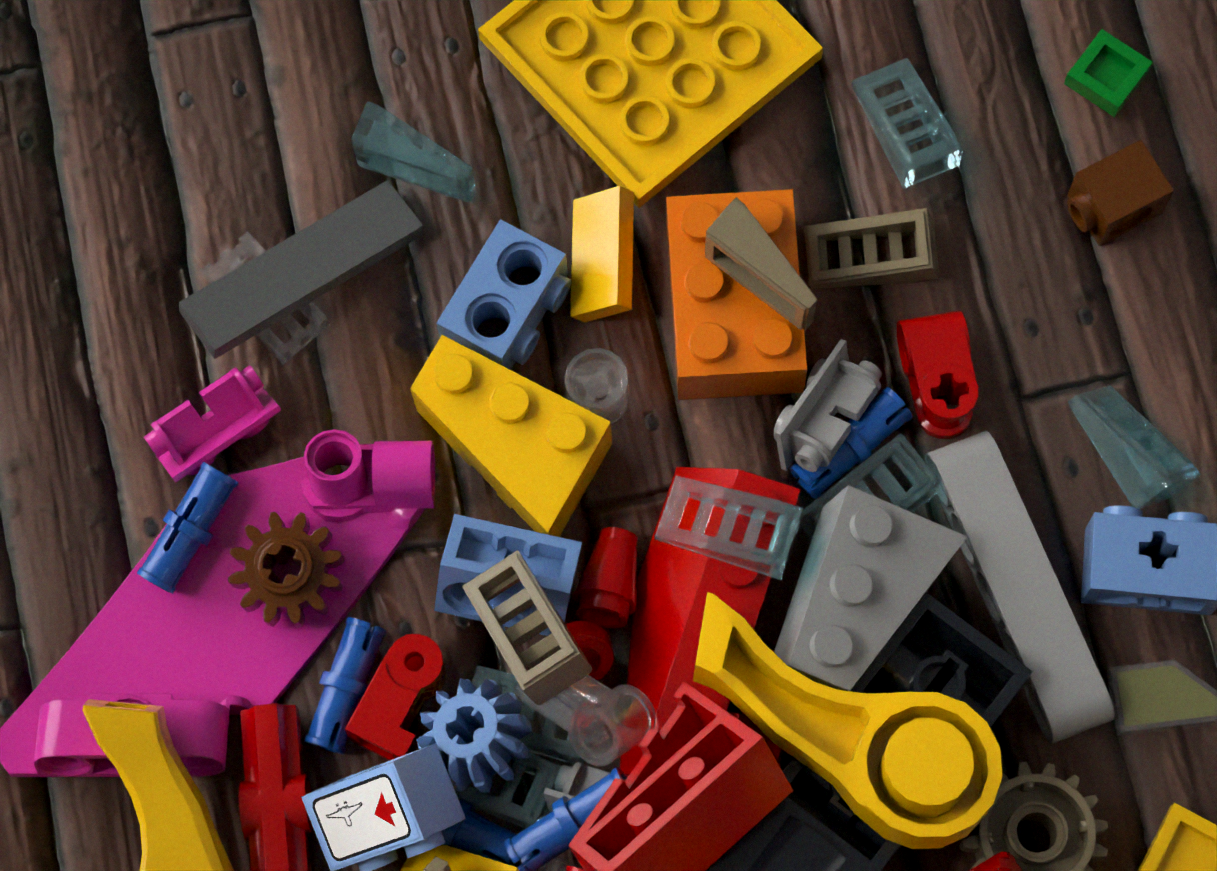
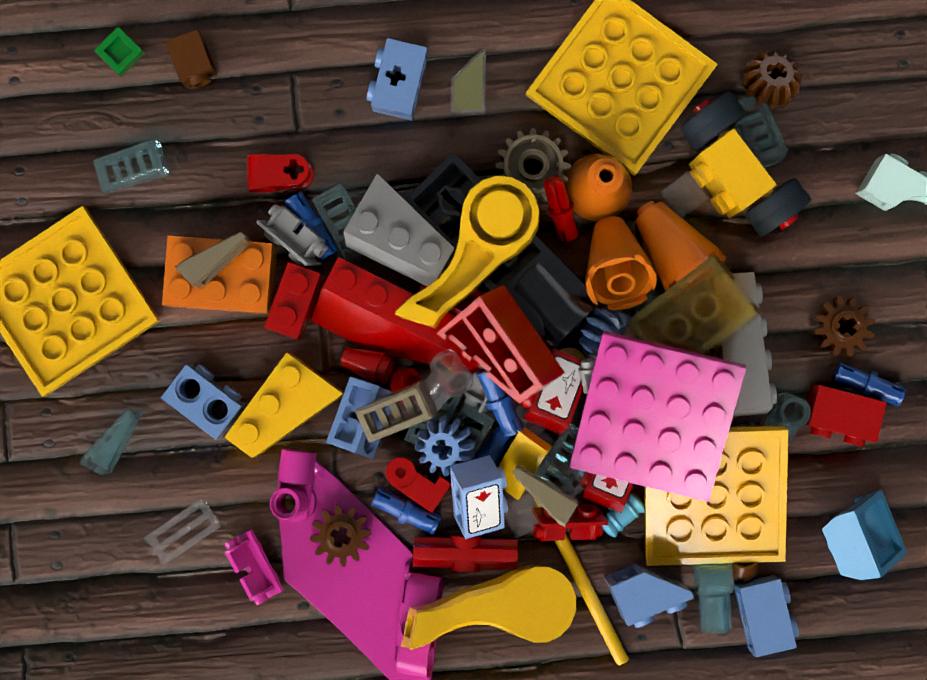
camera: 85 degrees left, 15 degrees up
(187, 528) = (310, 585): blue pin -> none
(300, 269) = (171, 510): dark grey tile -> none
(598, 374) = (257, 354): clear wheel -> none
(602, 254) = (185, 344): yellow tile -> none
(705, 427) = (294, 301): none -> red brick
(745, 555) = (356, 266): clear light blue slope -> none
(892, 225) = (192, 183): dark tan slope -> none
(1020, 587) = (400, 151): light grey beam -> none
(1132, 448) = (335, 78): clear light blue slope -> none

